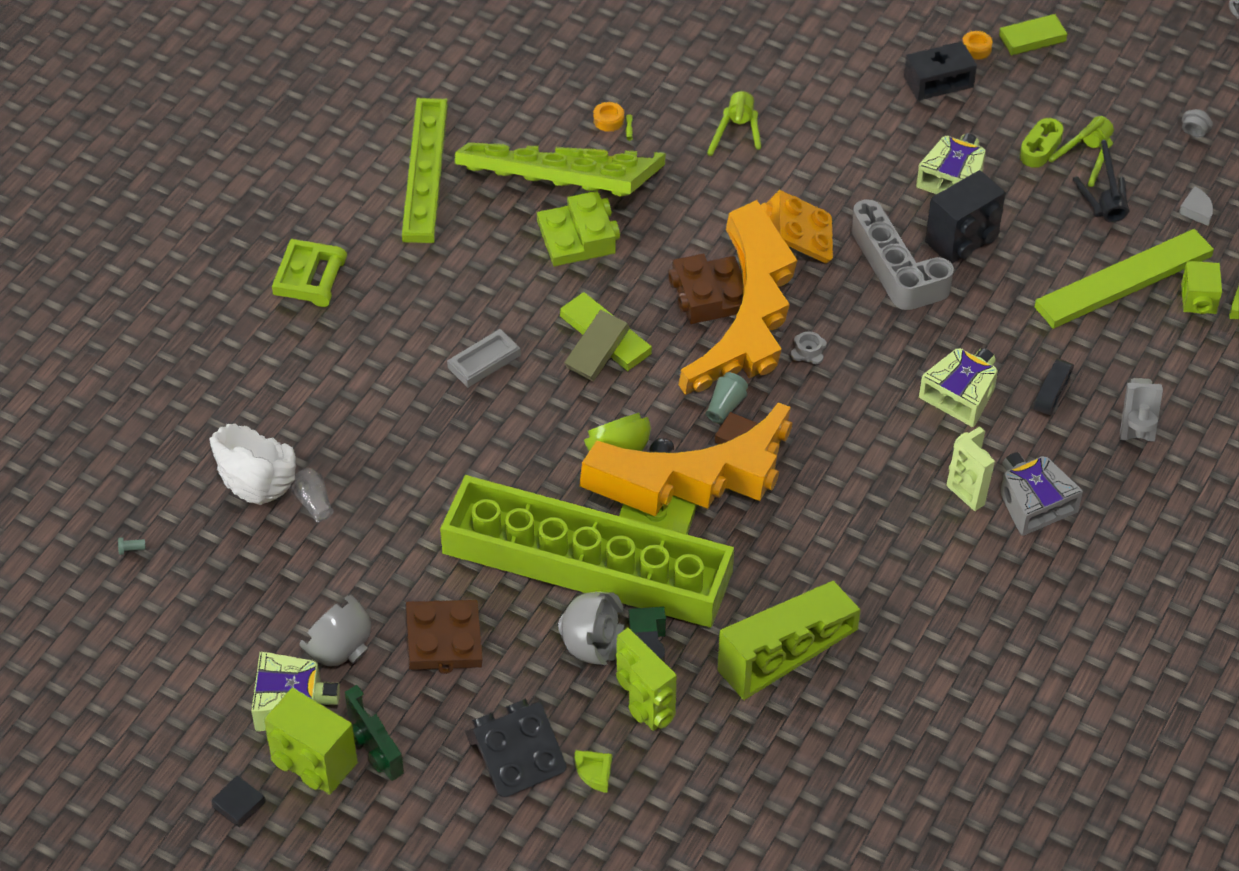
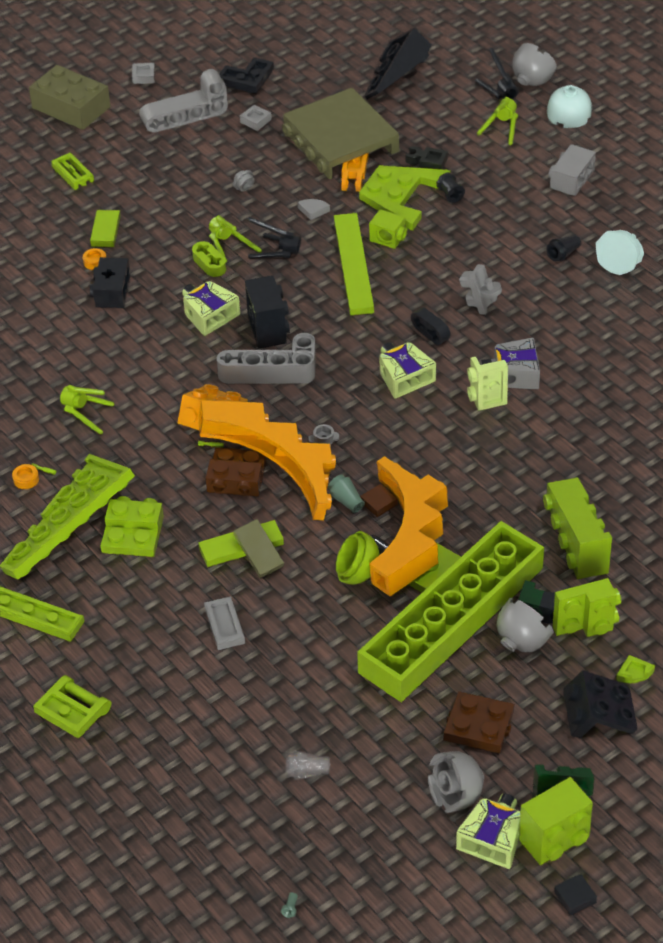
camera: 65 degrees left, 5 degrees down
(253, 465) = (267, 789): white hair -> none

